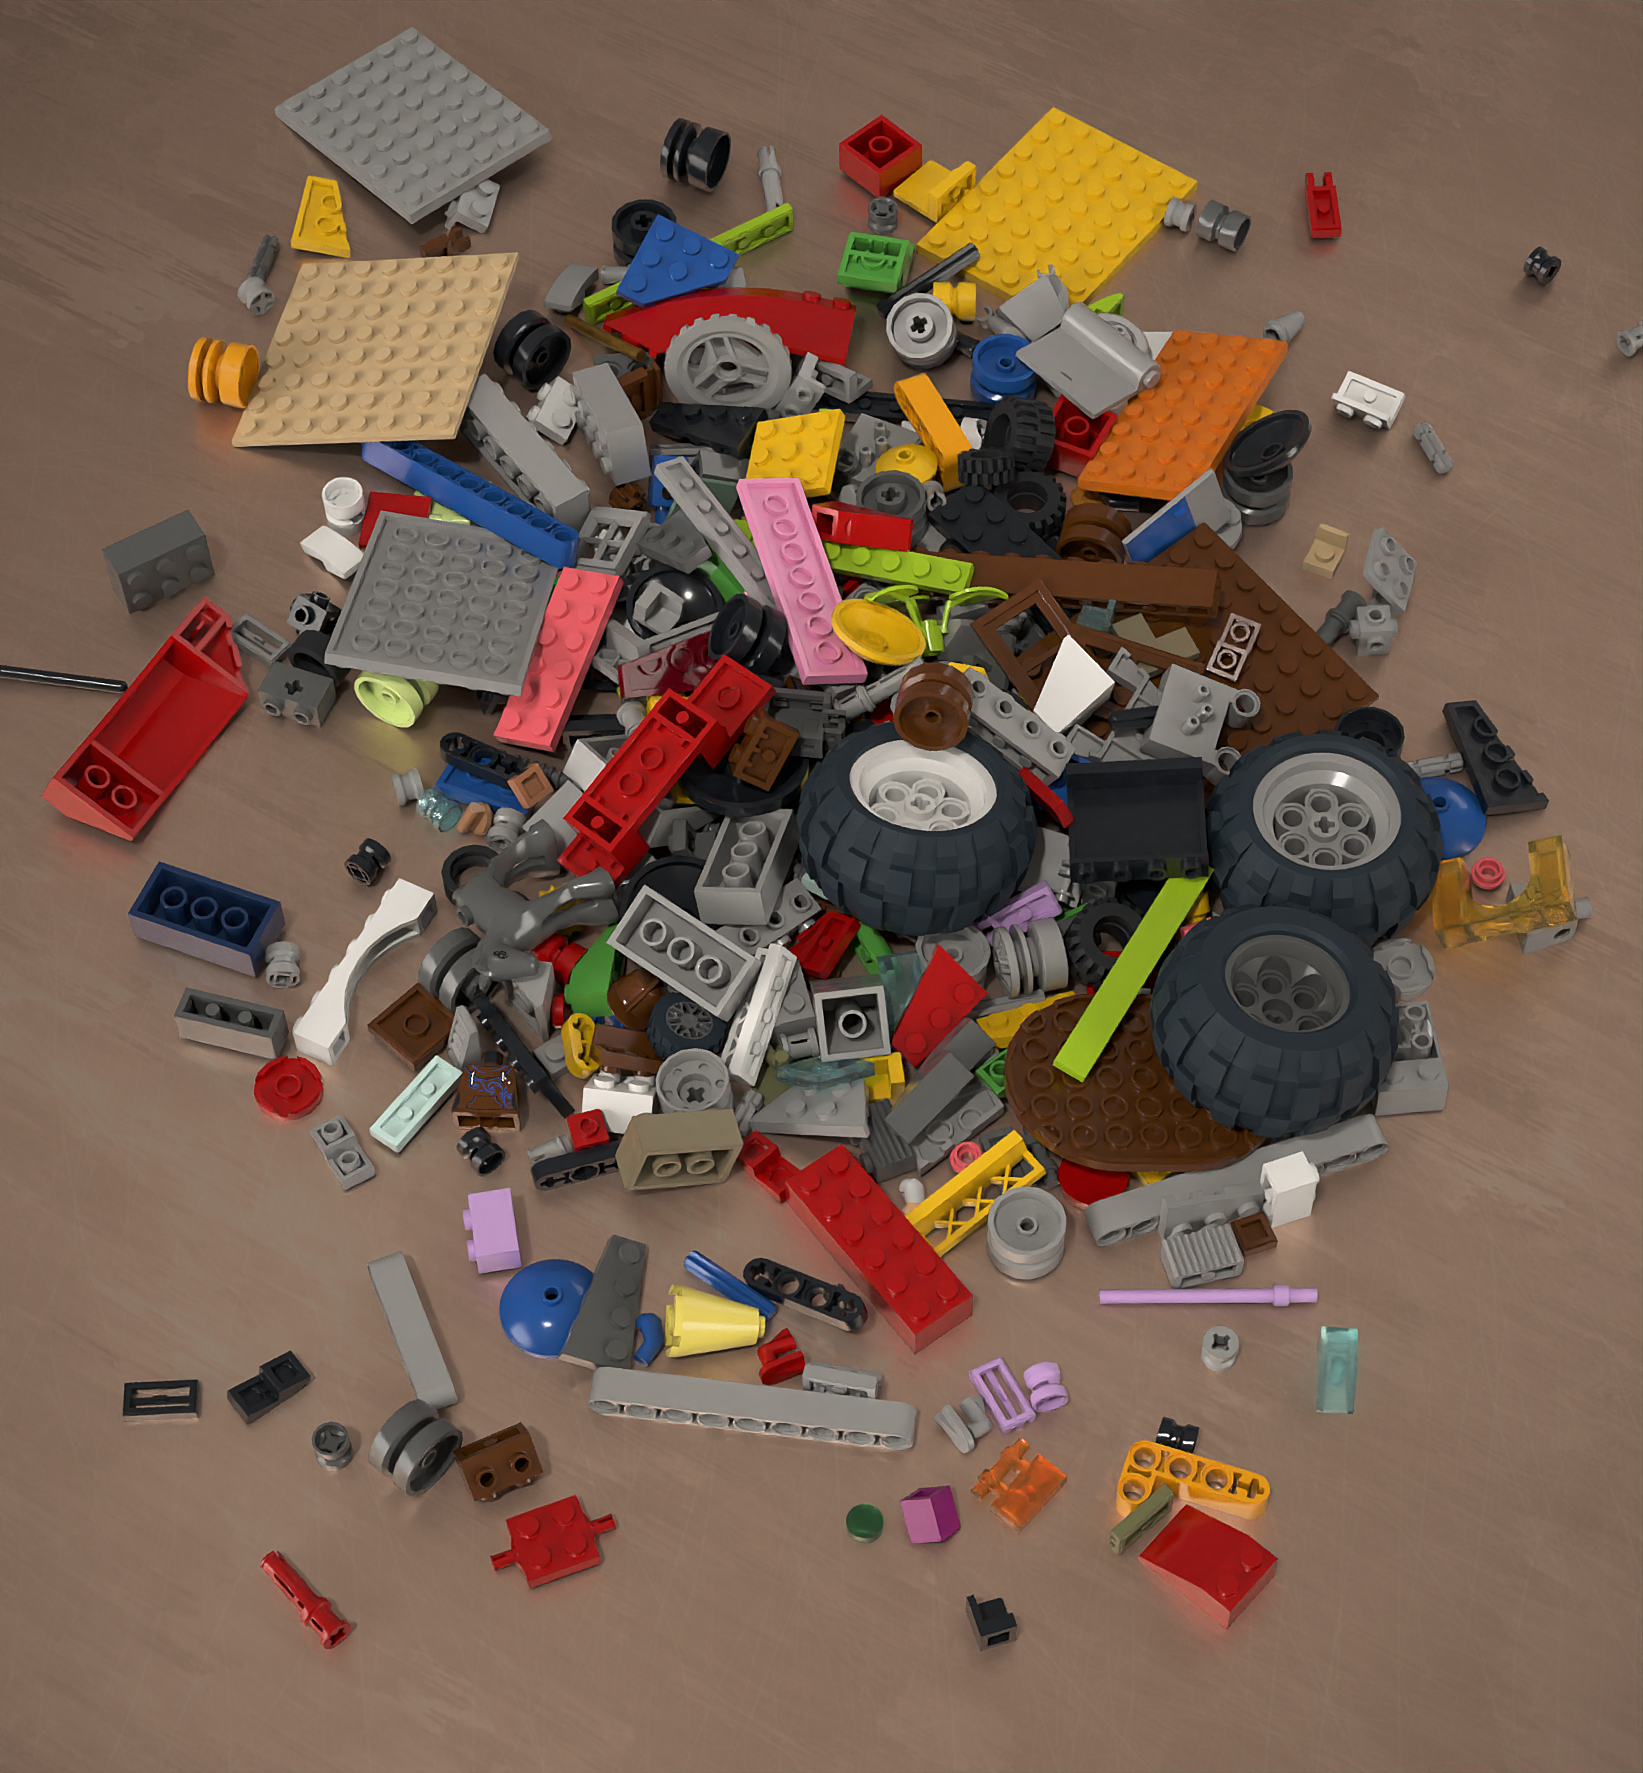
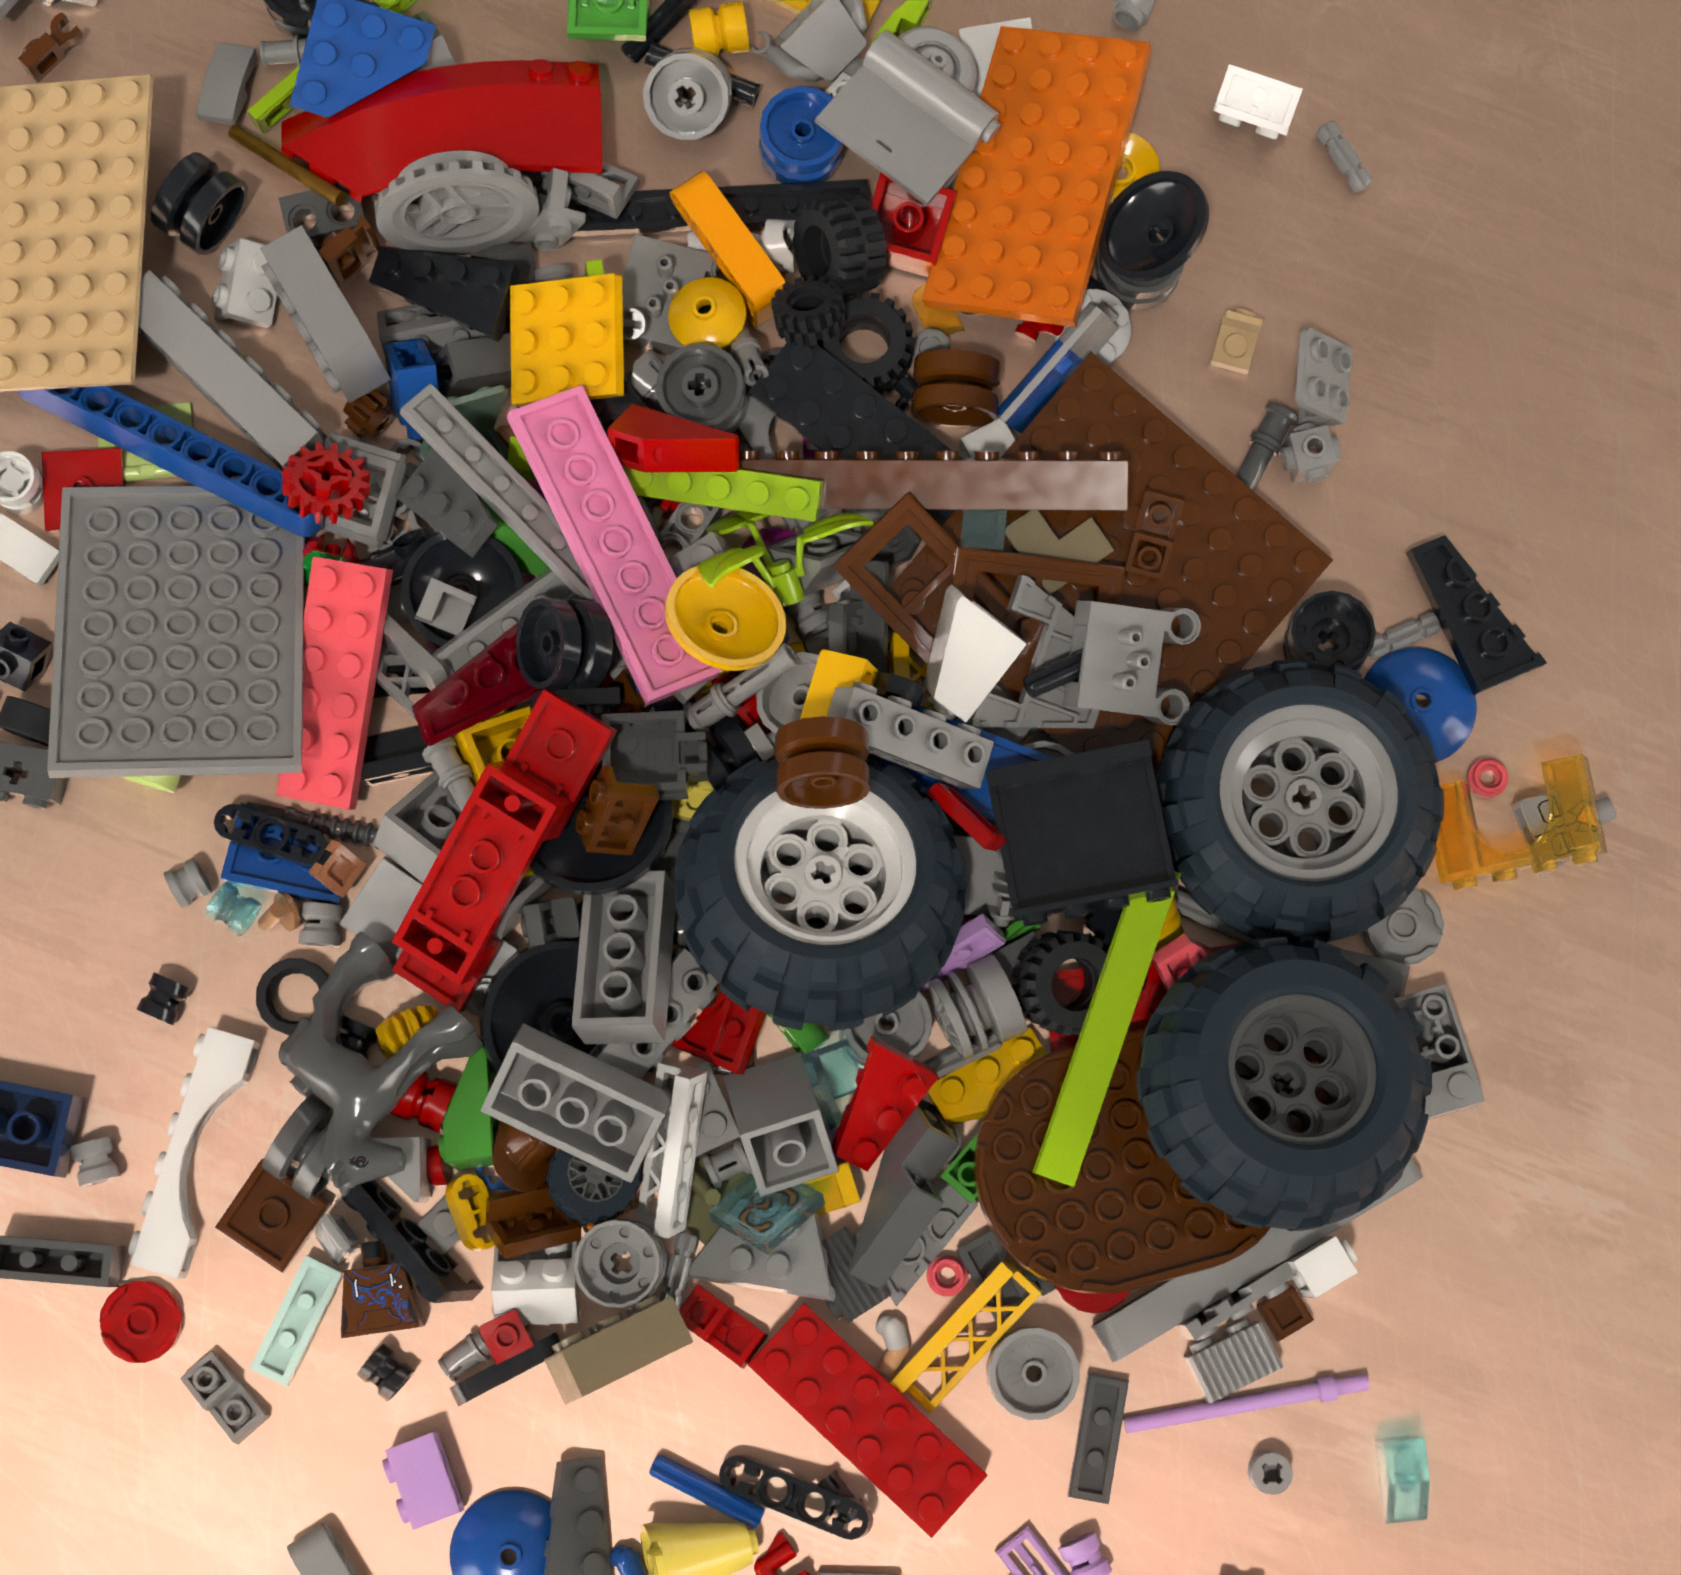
camera: 15 degrees left, 25 degrees up
(585, 521) = (326, 482): none -> red gear
(1074, 1302) = (1097, 1438): none -> dark grey tile

